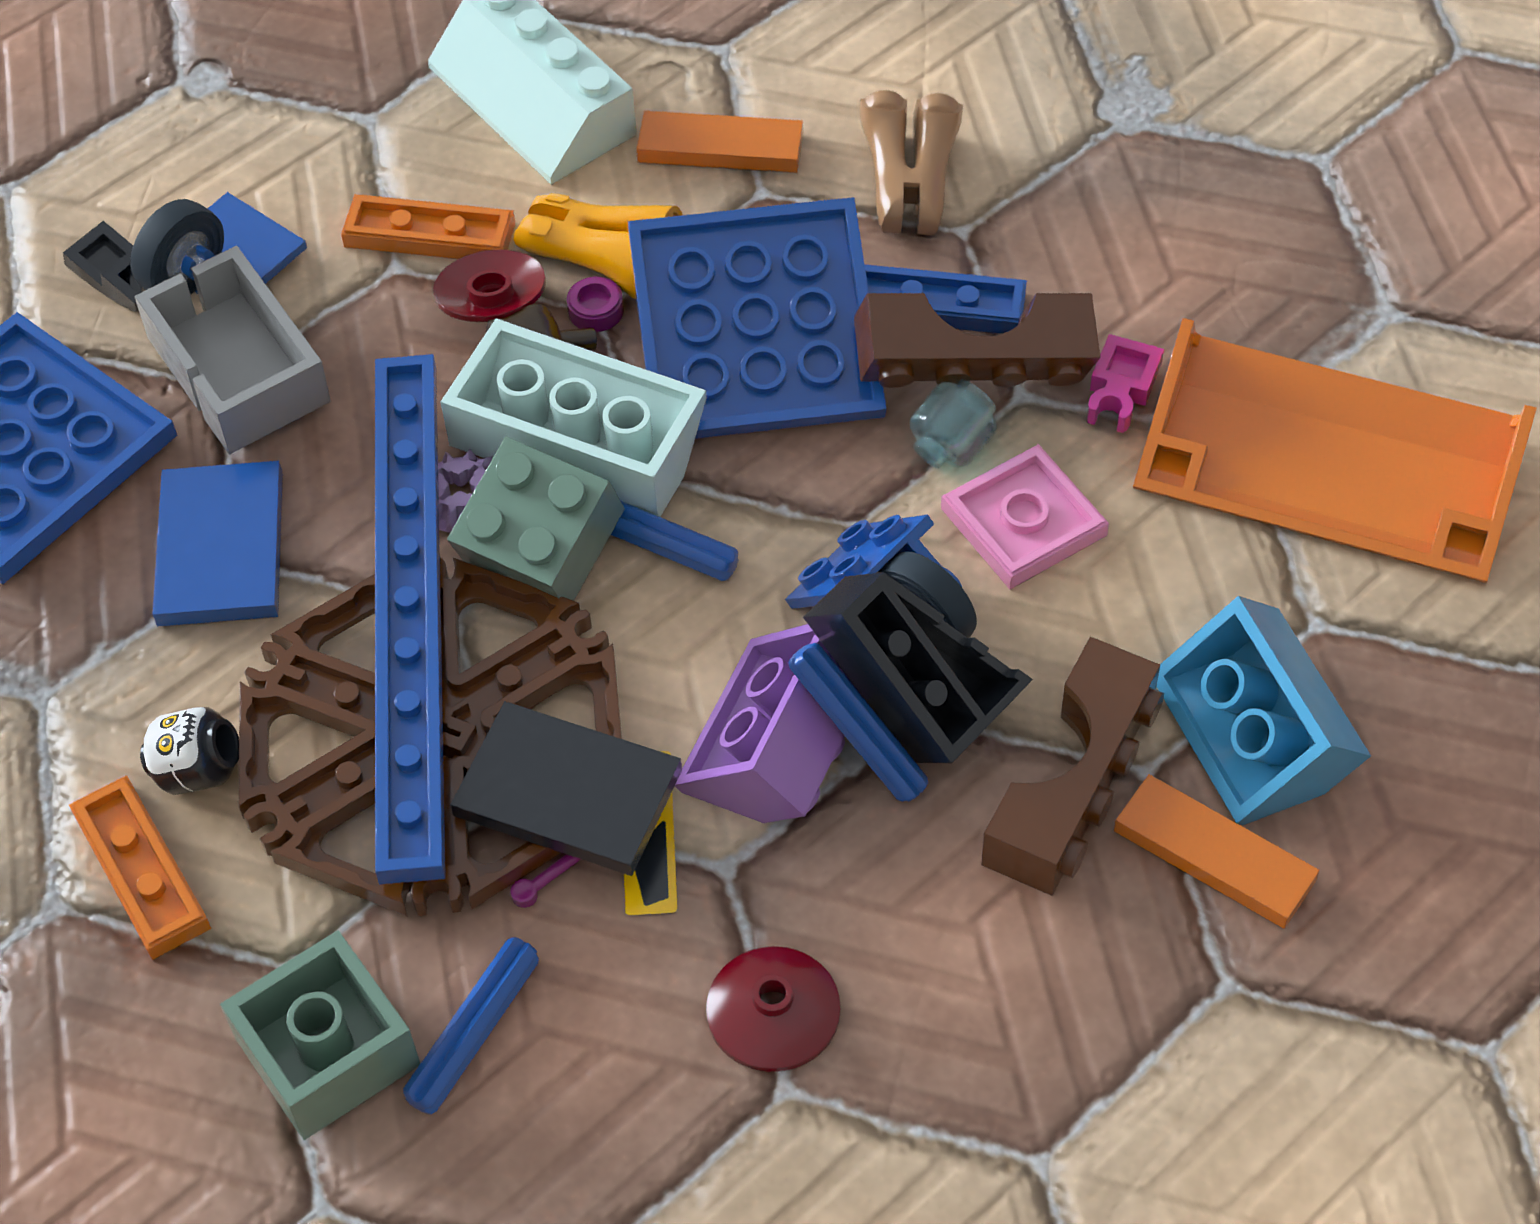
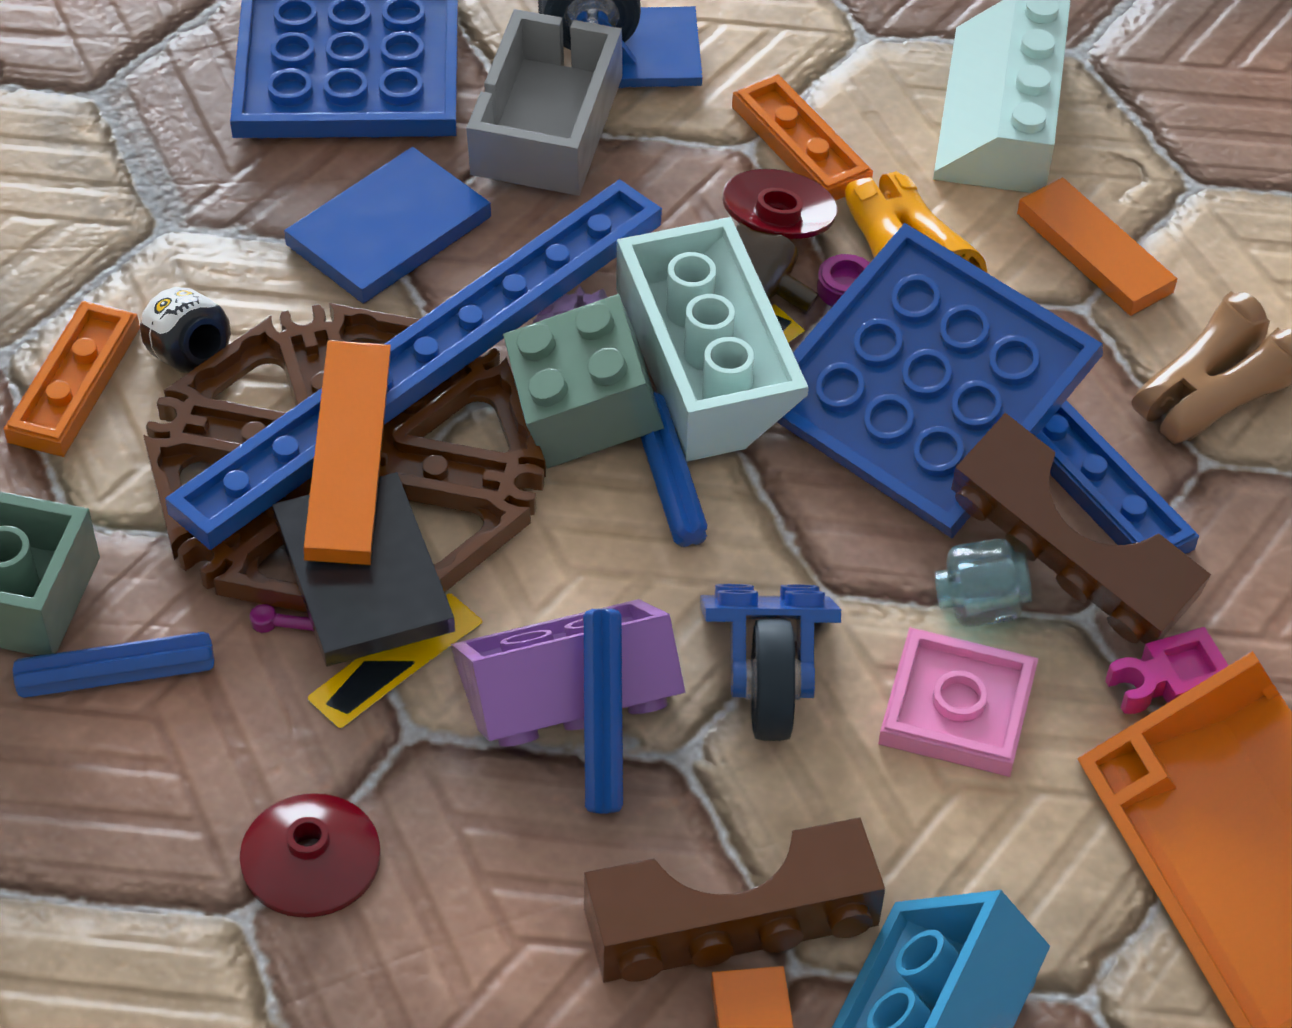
camera: 45 degrees right, 5 degrees down
(465, 715) = (347, 453): none -> orange tile
(913, 666) = (688, 709): black wedge -> none

